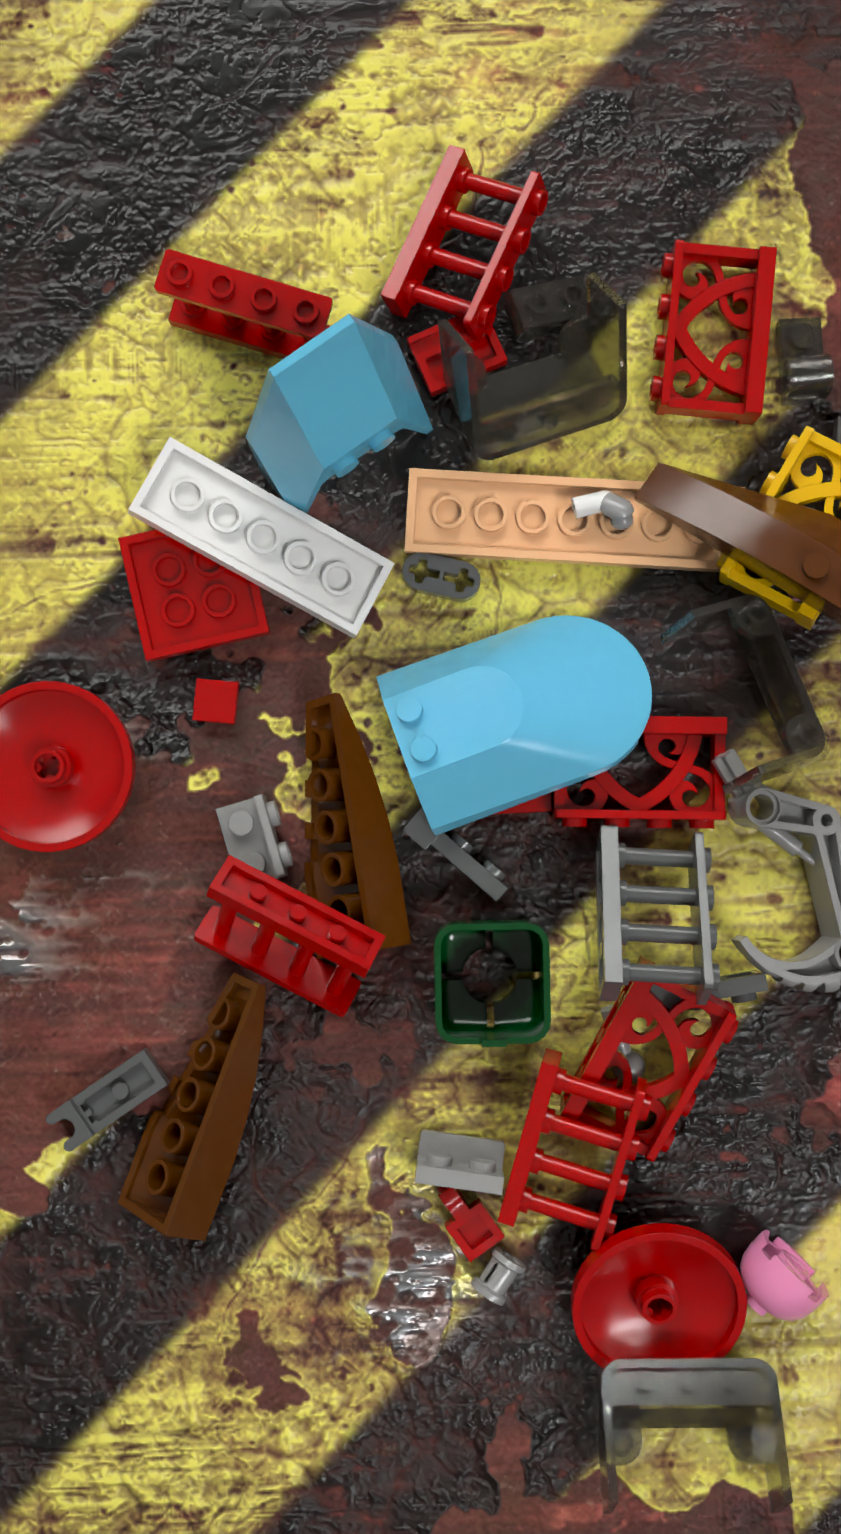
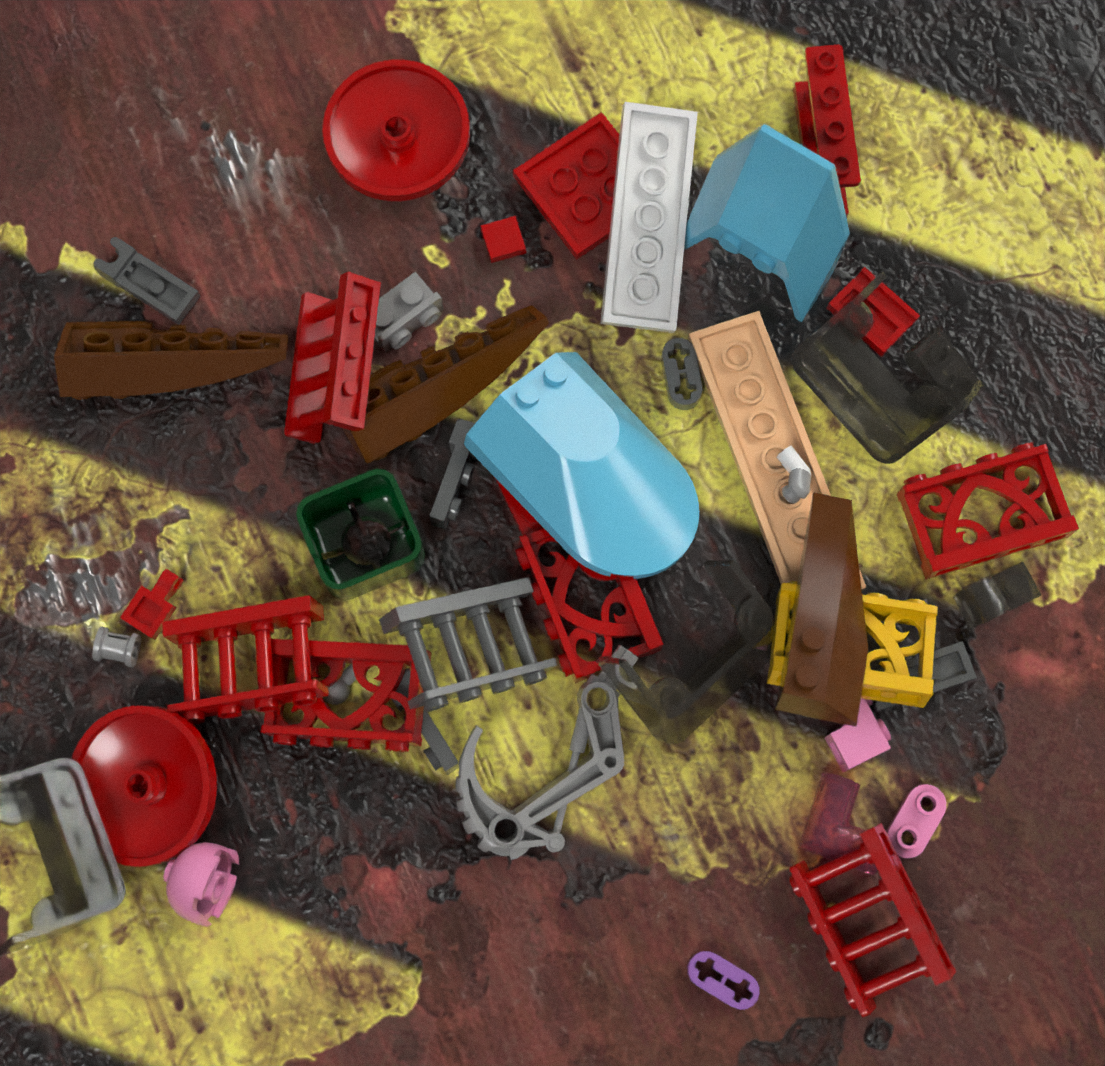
camera: 60 degrees right, 10 degrees down
(439, 215) = (962, 250): red fence -> none
(460, 1162) = (200, 575): light grey bracket -> none

